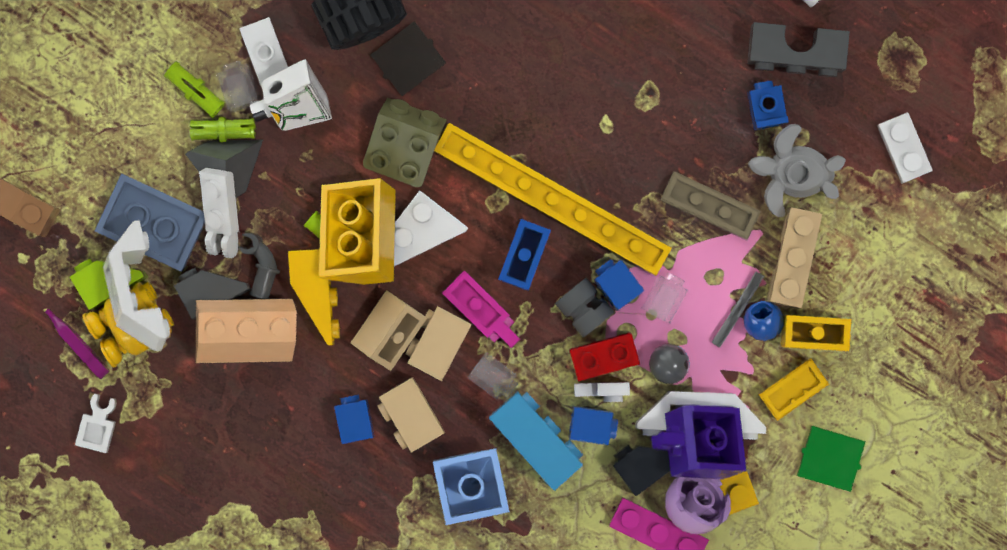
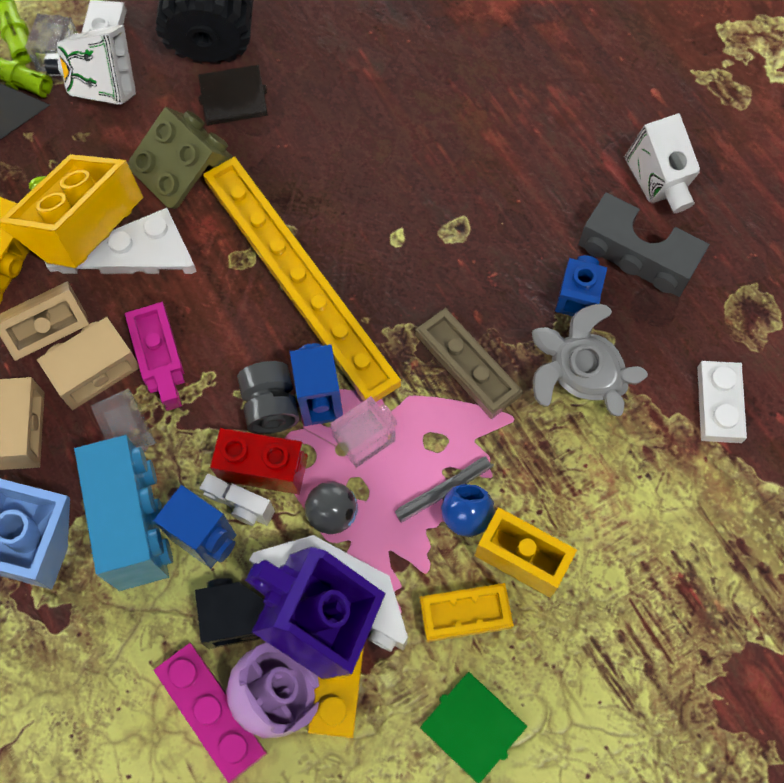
camera: 30 degrees right, 20 degrees down
(524, 255) = (233, 310): blue brick -> none
(795, 258) = (538, 454): tan arch -> none

